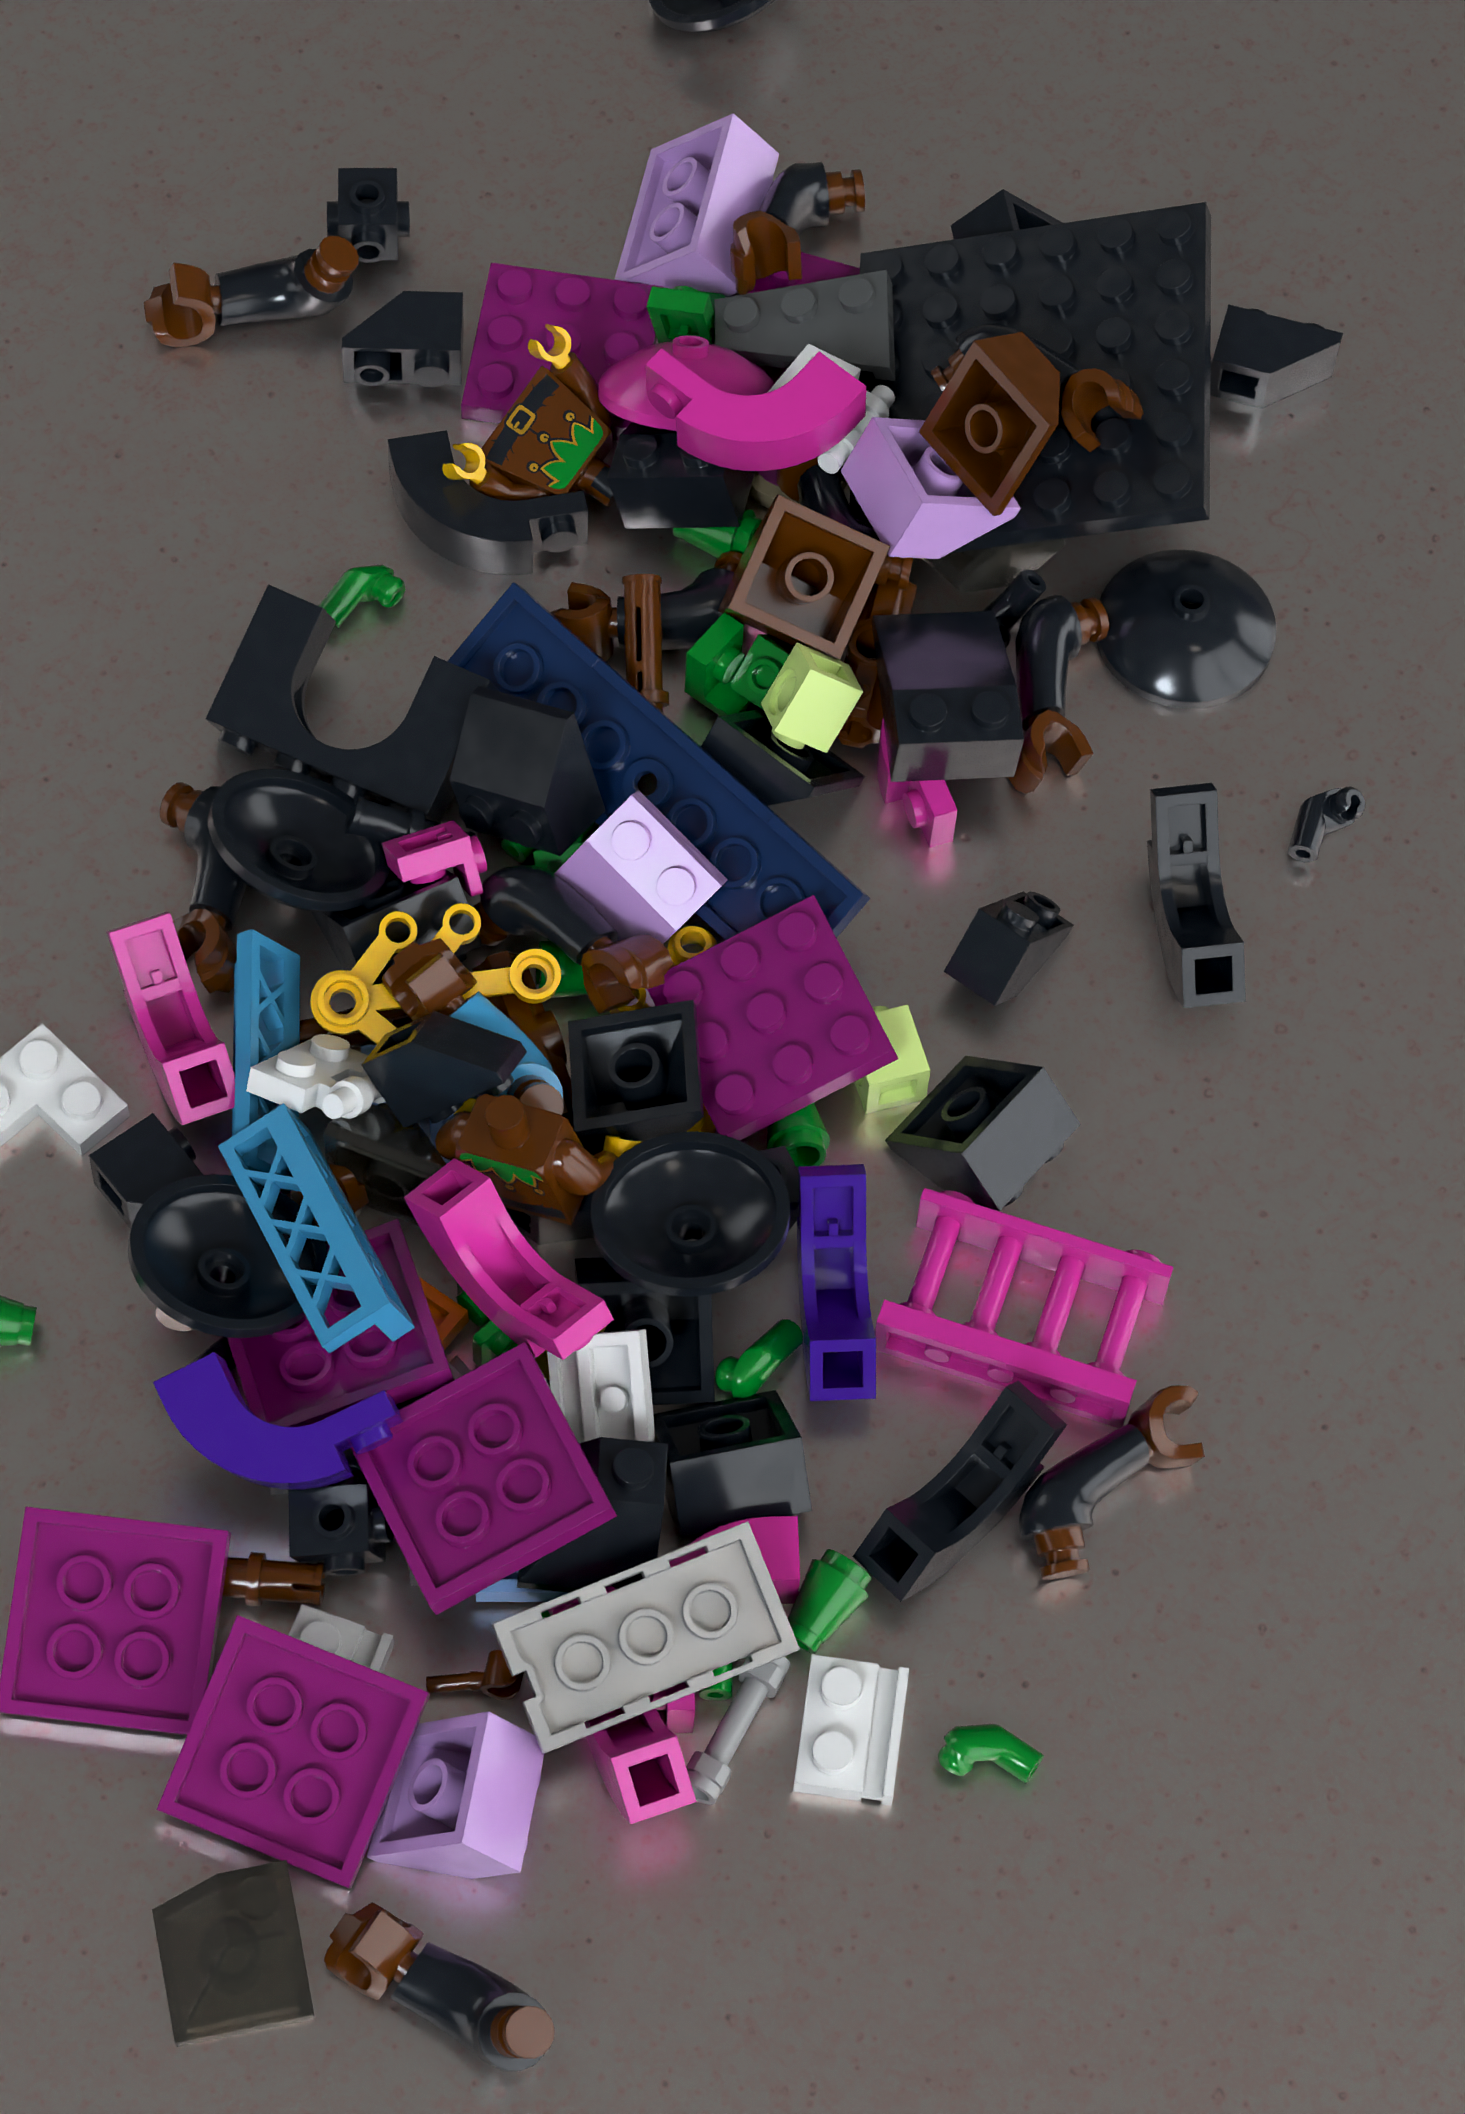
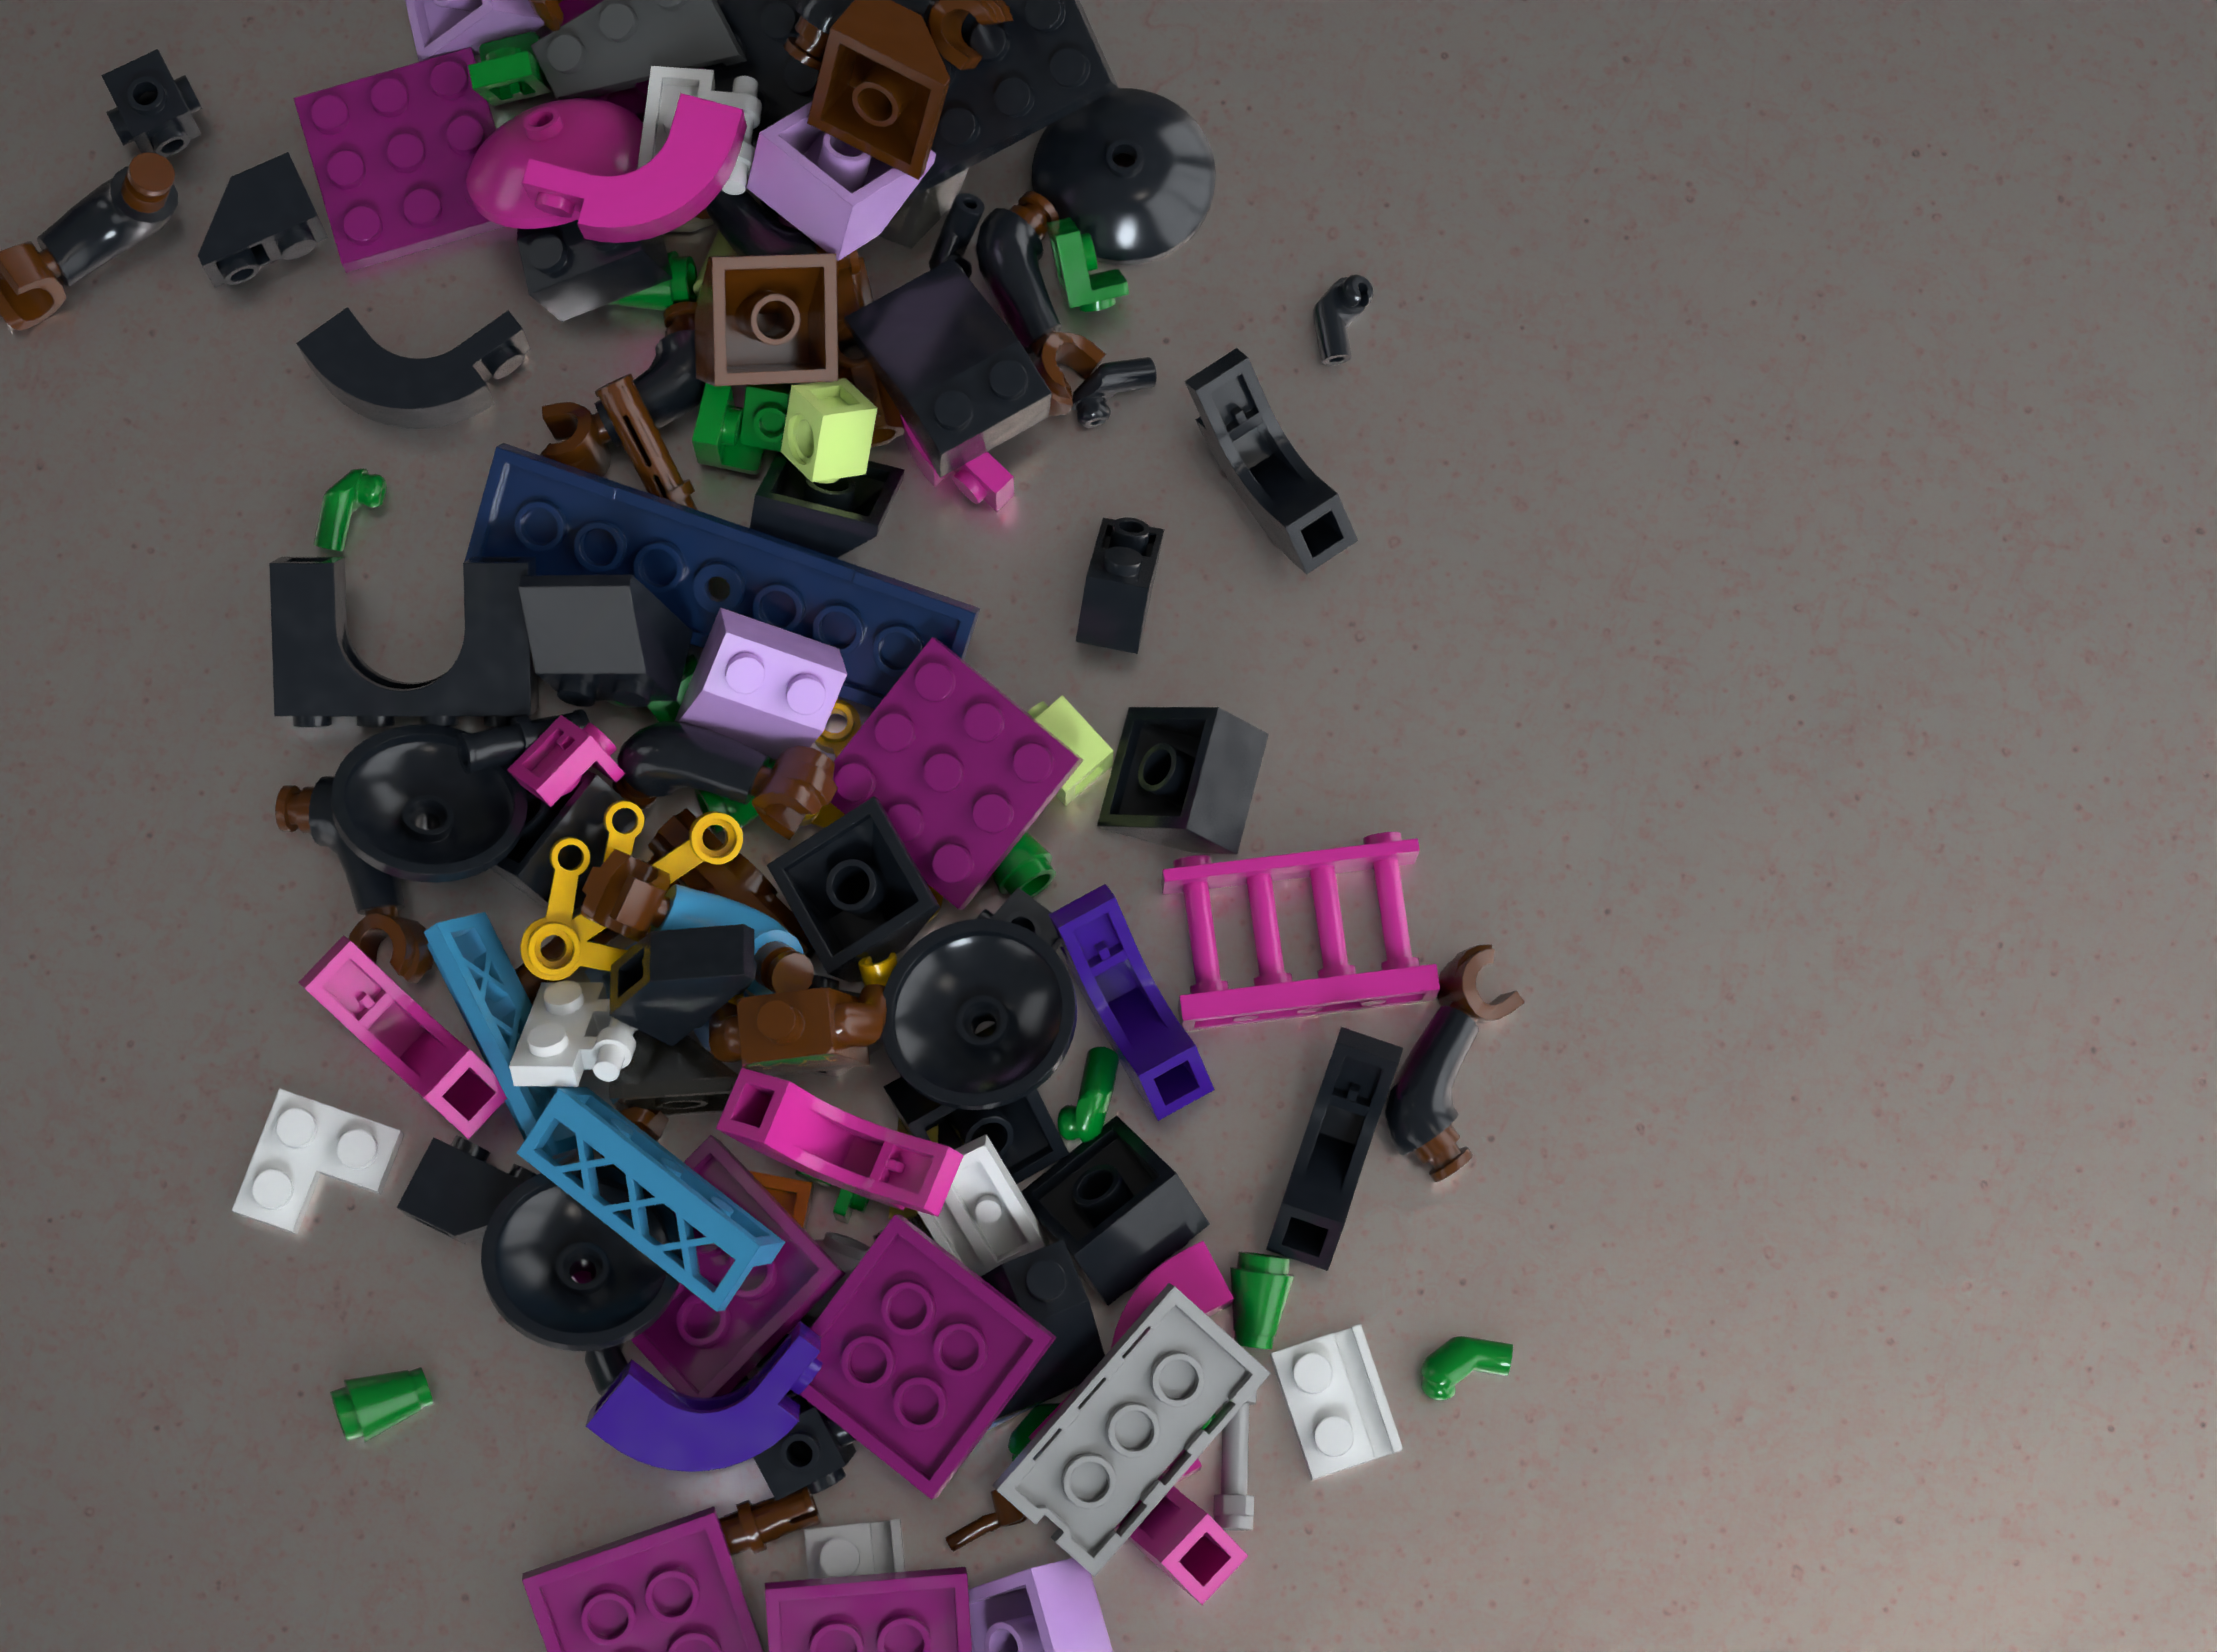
camera: 25 degrees left, 15 degrees up
(548, 438) = (446, 272): torso -> none
(1080, 780) = (1107, 380): none -> black arm
(1107, 664) = (1073, 259): none -> green bracket

